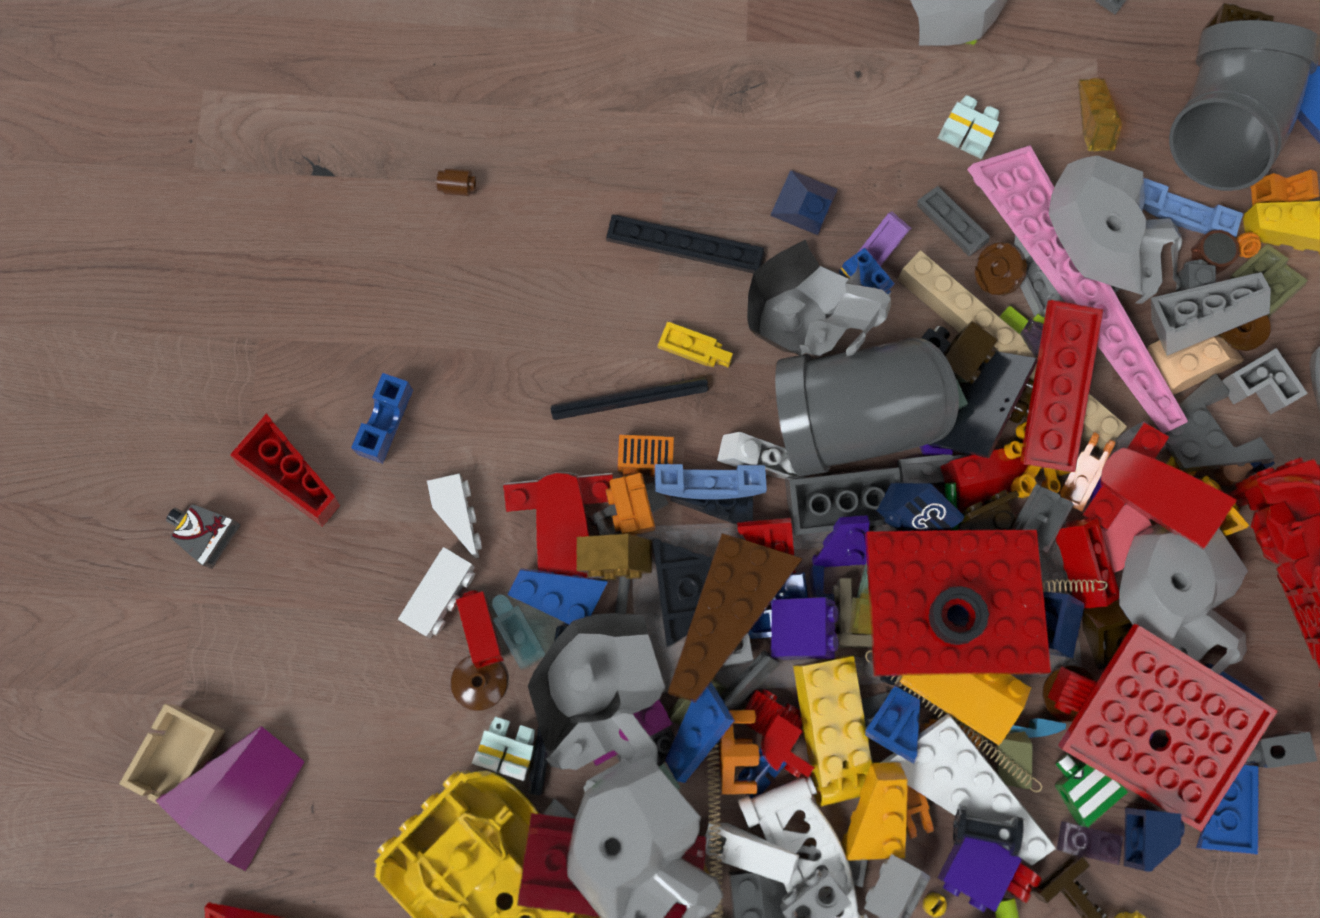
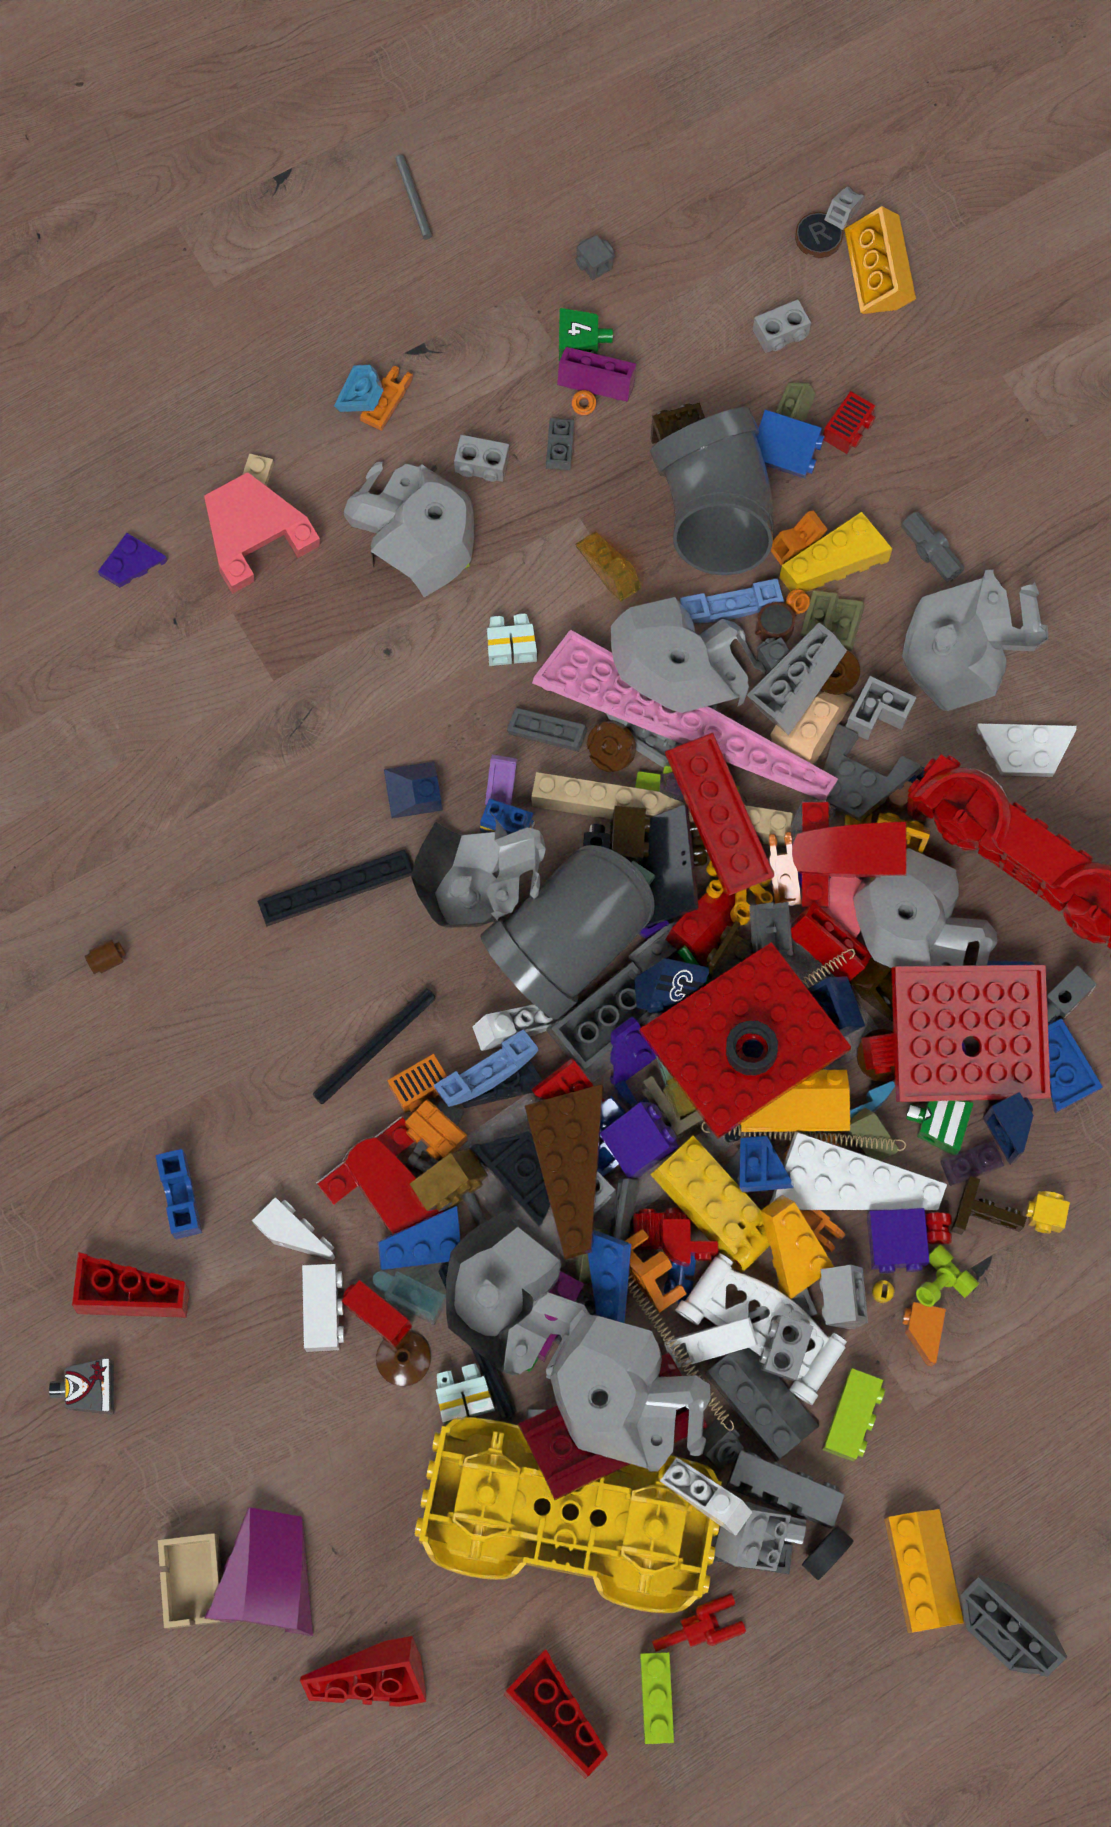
camera: 30 degrees left, 5 degrees down
(693, 346) = (399, 968): yellow hinge -> none
(987, 830) = (883, 1203): black hose -> none

